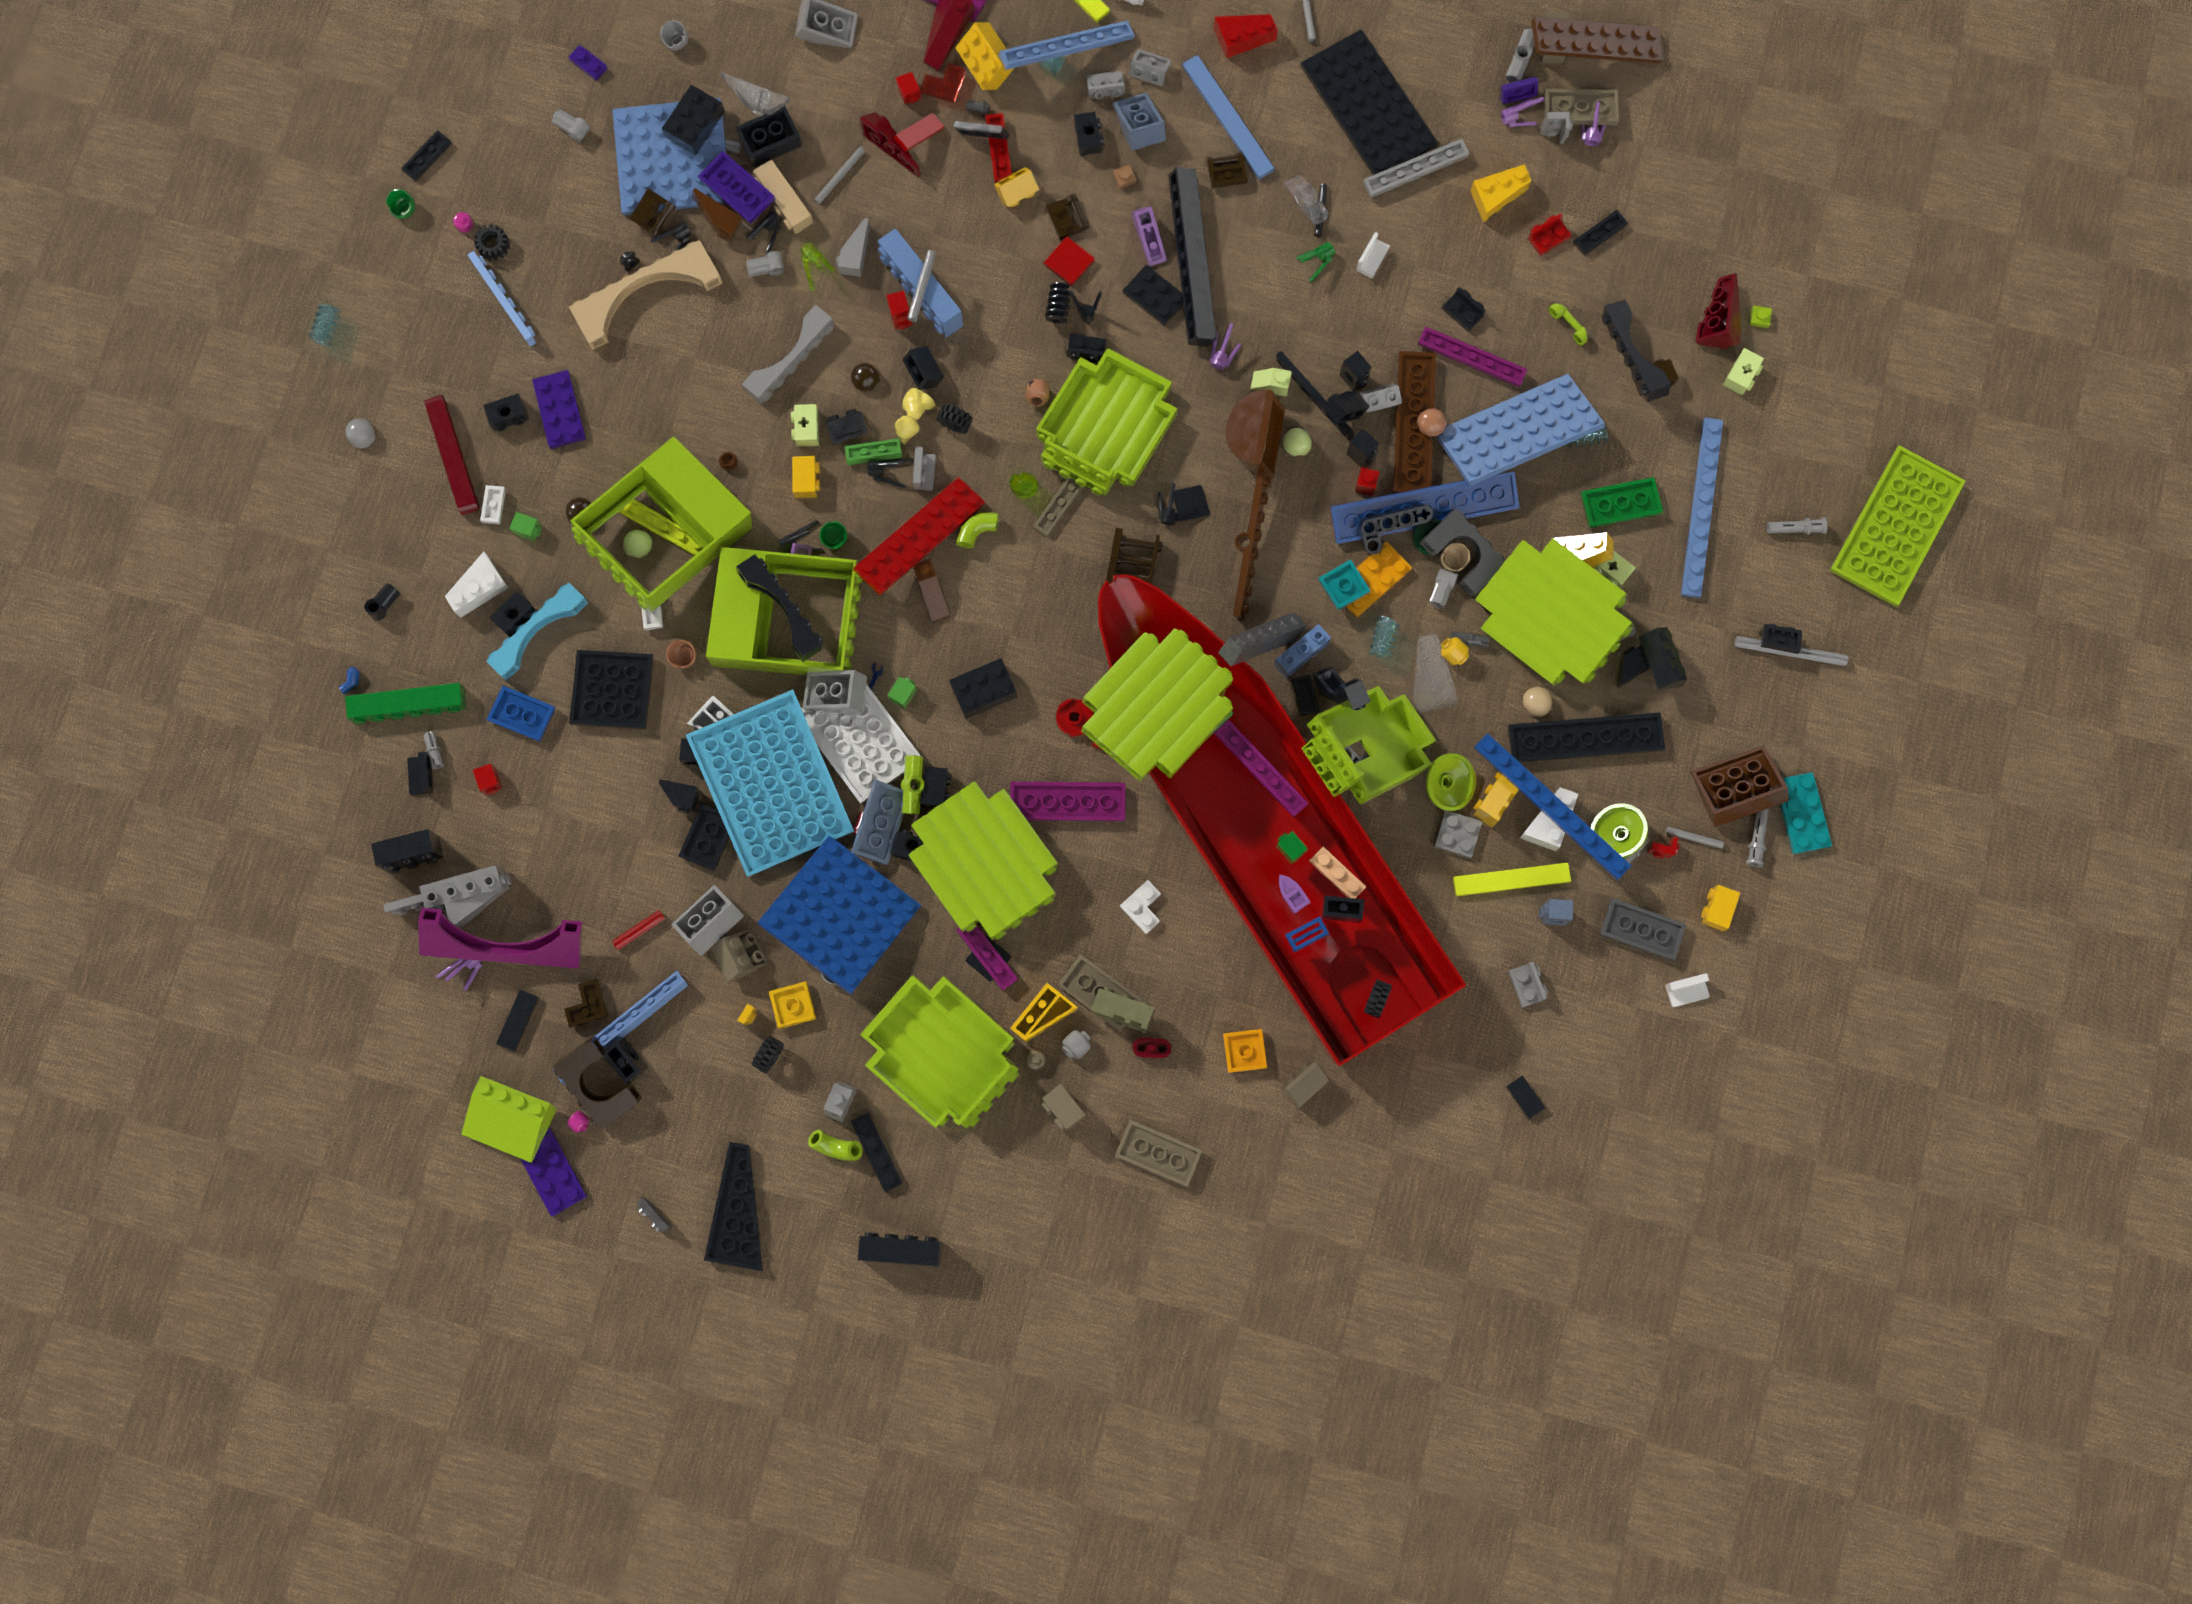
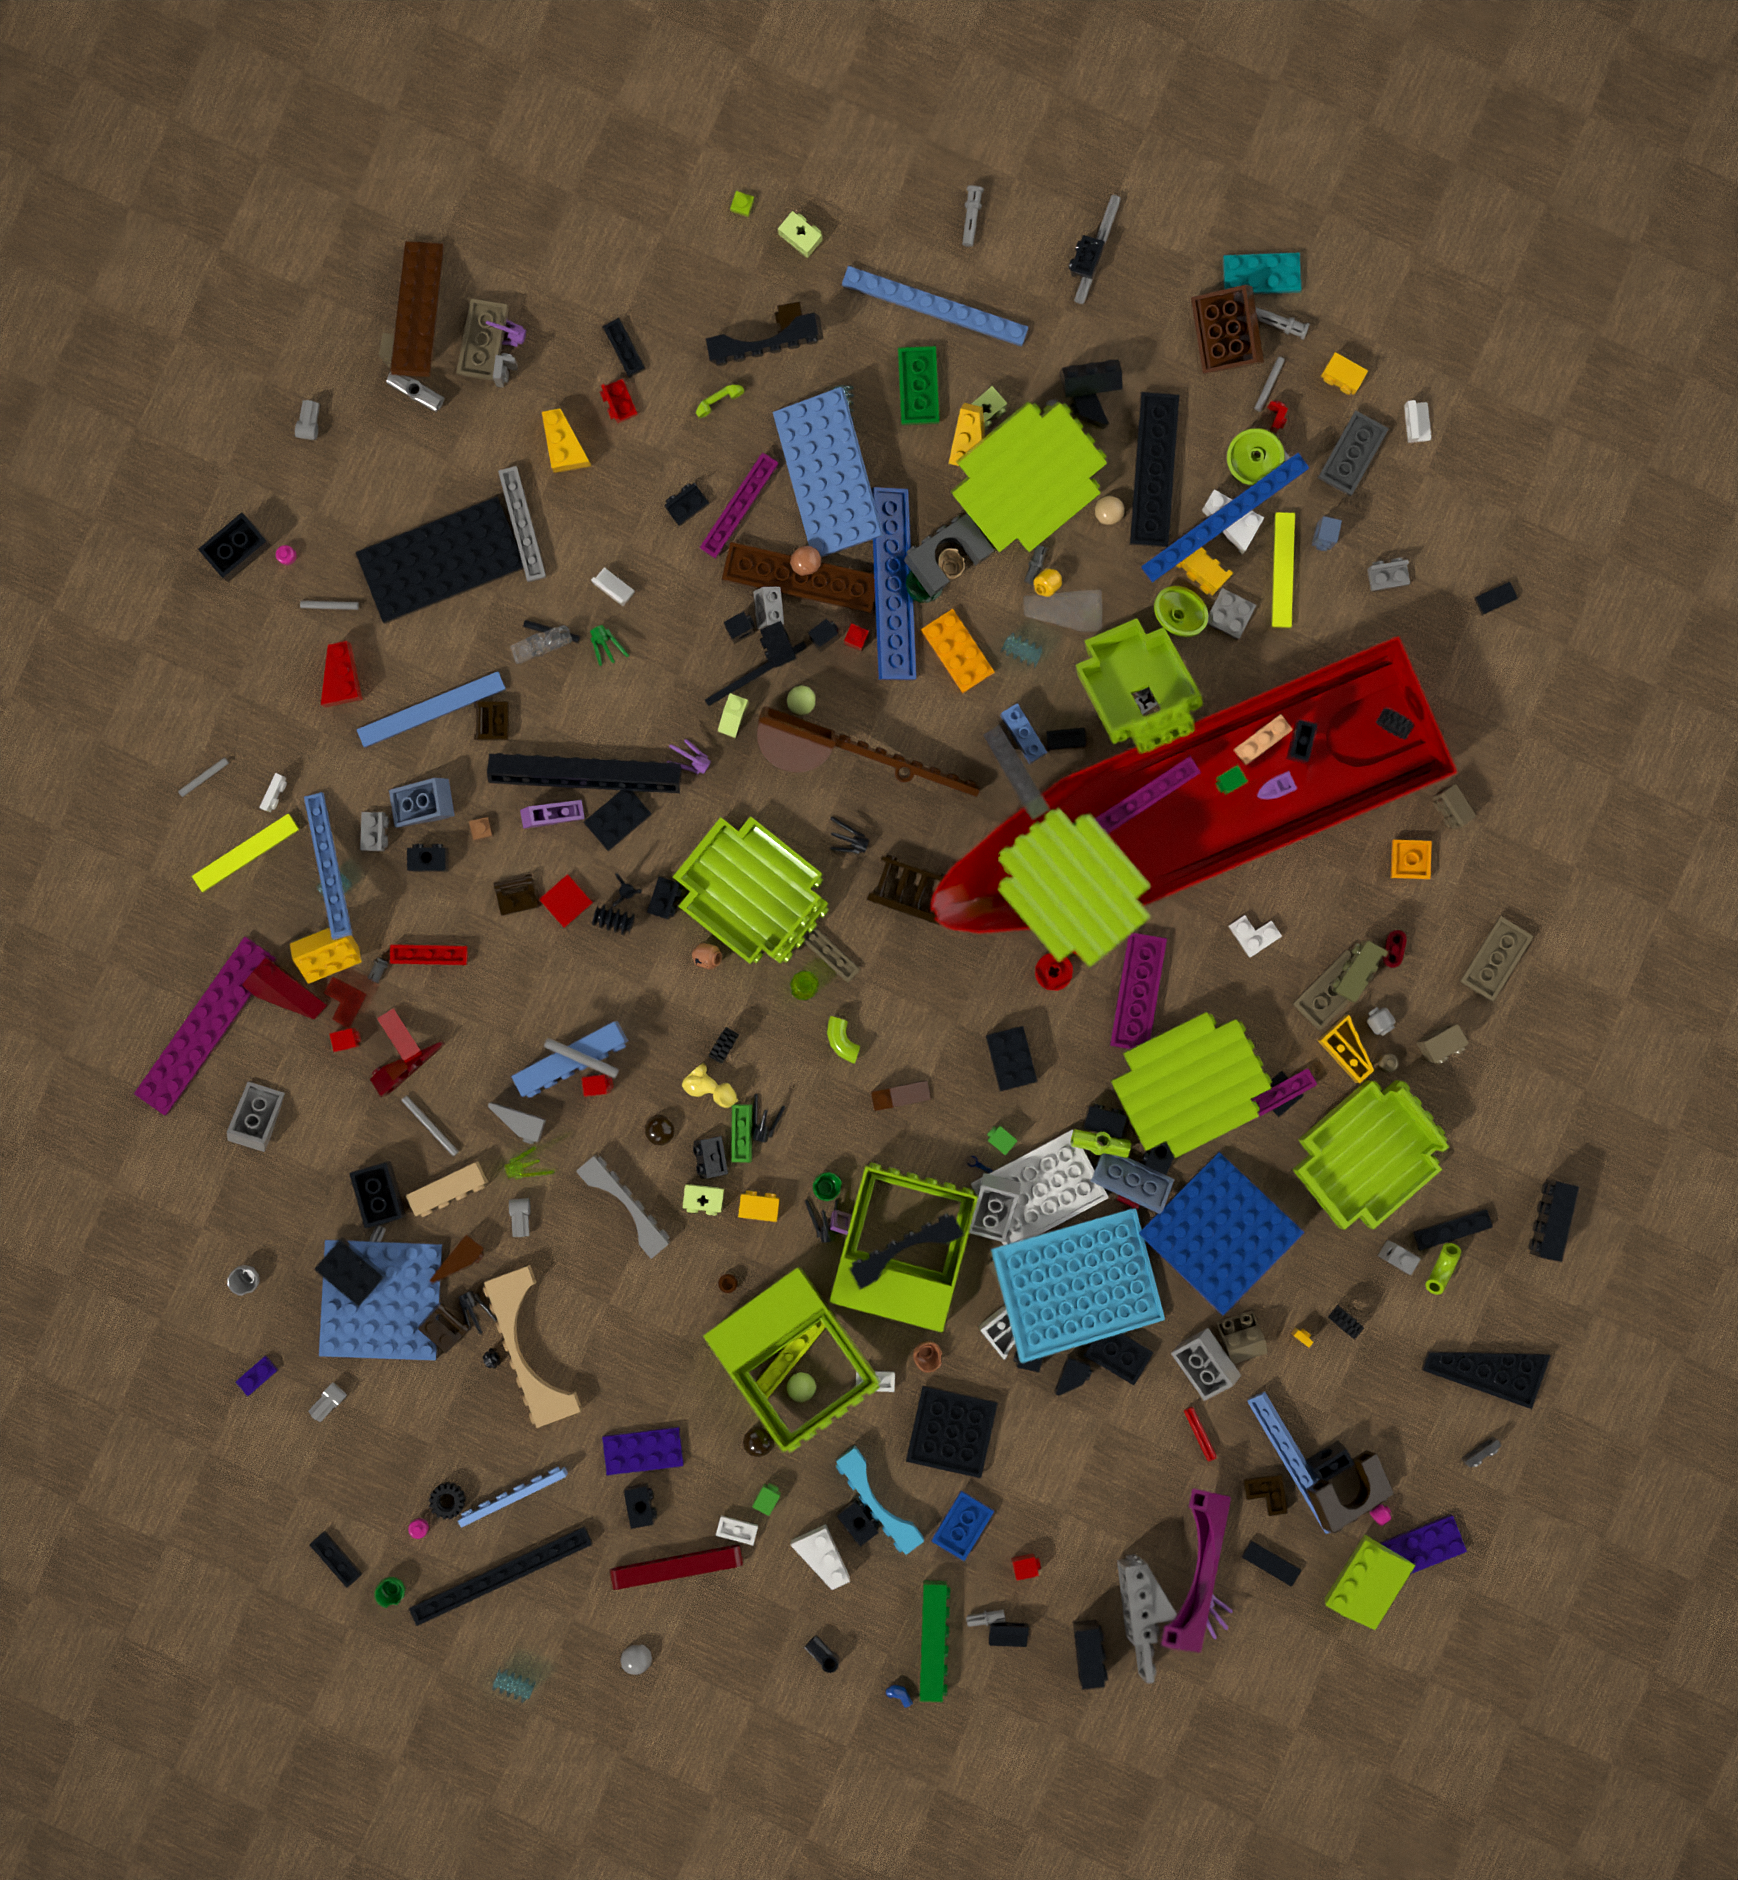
camera: 85 degrees left, 10 degrees up
(426, 300) = (500, 1576): none -> black plate
(736, 187) = (432, 1236): dark purple plate -> none
(755, 96) = (330, 1204): clear wedge -> none
(770, 223) = (472, 1207): black plant -> none
(792, 1005) = (1298, 1292): yellow plate -> none
(919, 536) = (845, 1099): red plate -> none
(923, 368) = (662, 1069): black brick -> none
(923, 470) = (771, 1084): light grey bracket -> none
(981, 130) = (409, 970): black tile -> none
(1016, 187) = (477, 943): yellow brick -> none
(1149, 67) = (361, 781): light grey bracket -> none
(1190, 503) = (848, 818): black sticker -> none
(1292, 941) = (1317, 780): blue tile -> none
(1344, 585) = (963, 680): teal plate -> none
(1350, 694) = (1075, 707): black arch -> none
(1395, 524) = (900, 589): black beam -> none
(1443, 585) = (974, 579): light grey piece -> none
(1510, 115) = (478, 414): medium lavender plant -> none
(1519, 90) = (453, 399): dark purple plate -> none
(1722, 318) = (739, 243): dark red wedge -> none
(1897, 526) = (986, 115): lime plate -> none

